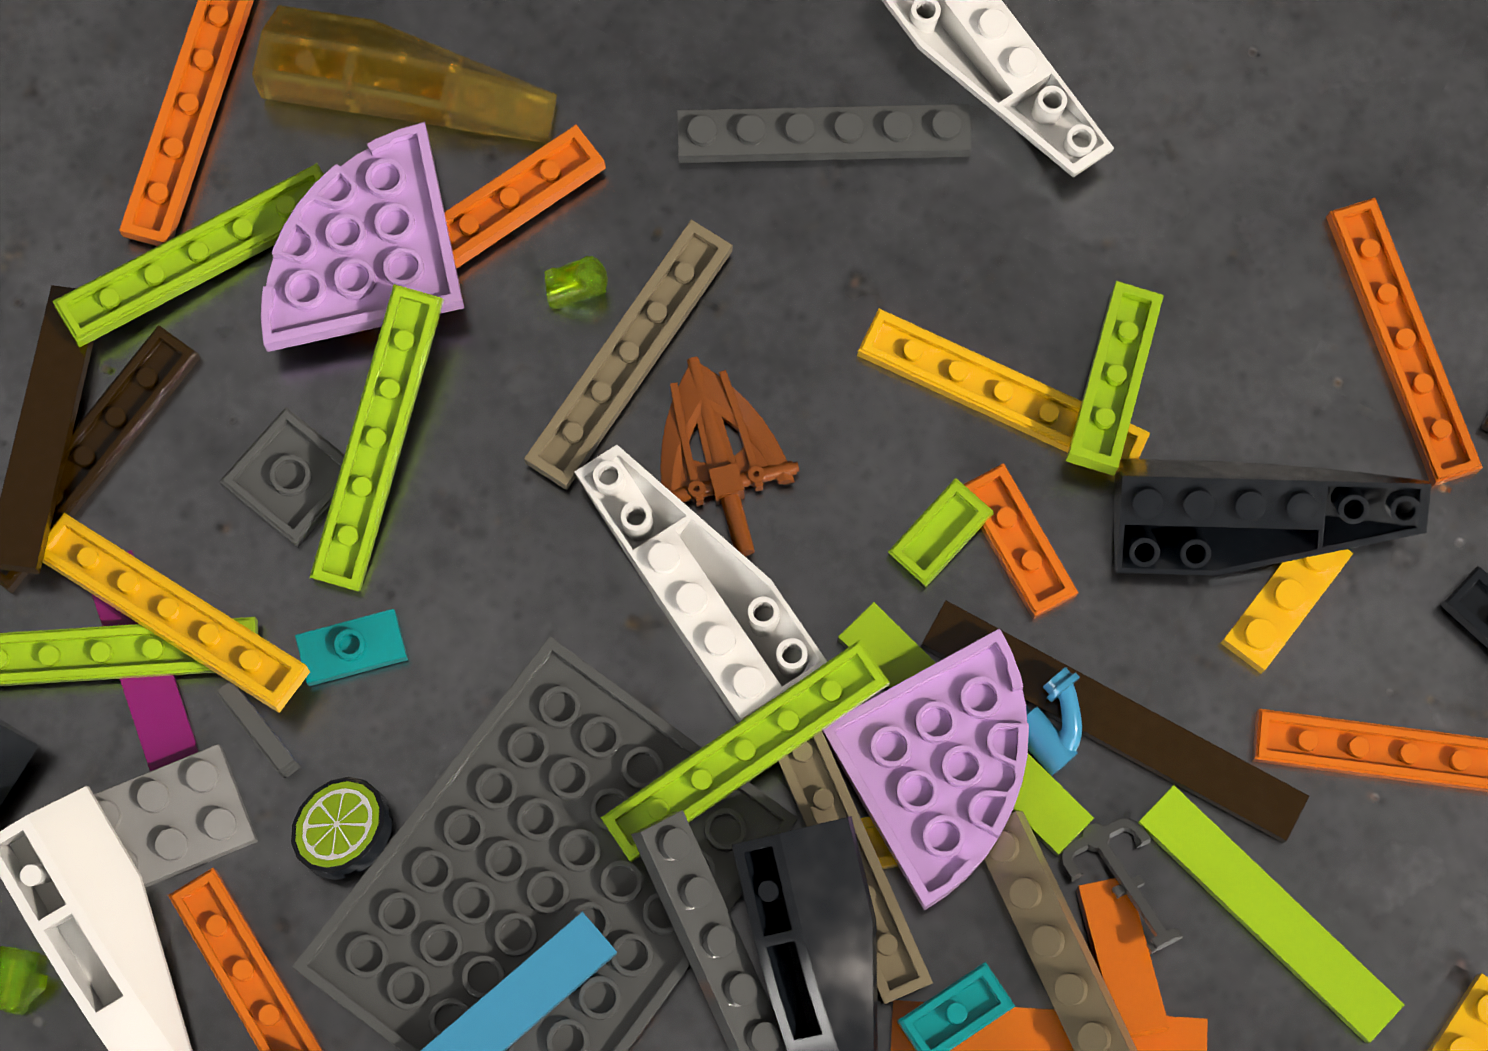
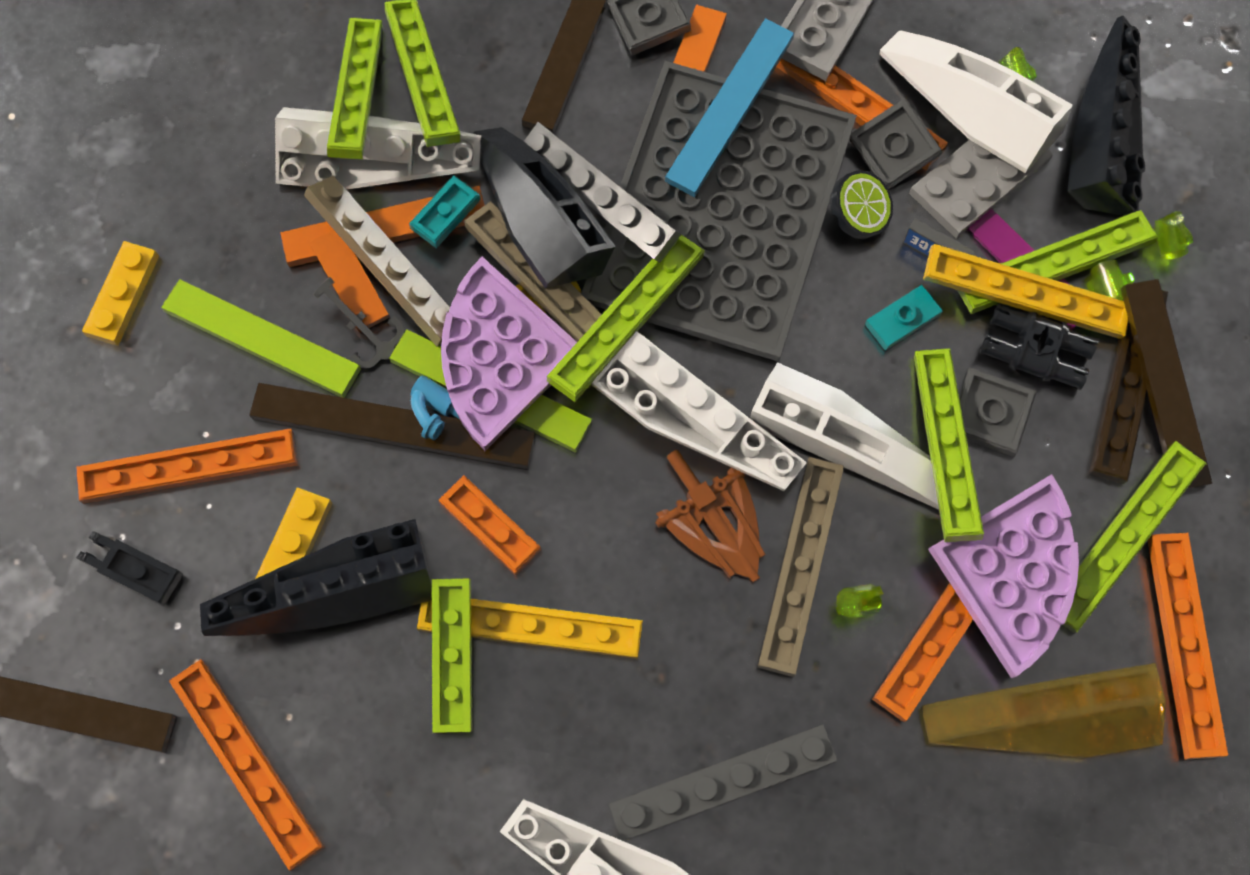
camera: 165 degrees right, 5 degrees down
(41, 599) = (1109, 279): none -> clear neon green piece
(197, 517) = (1052, 338): none -> black pin
(249, 912) = (895, 144): none -> dark grey tile
(510, 512) = (843, 432): none -> white wedge
(940, 532) = (544, 510): lime tile -> none

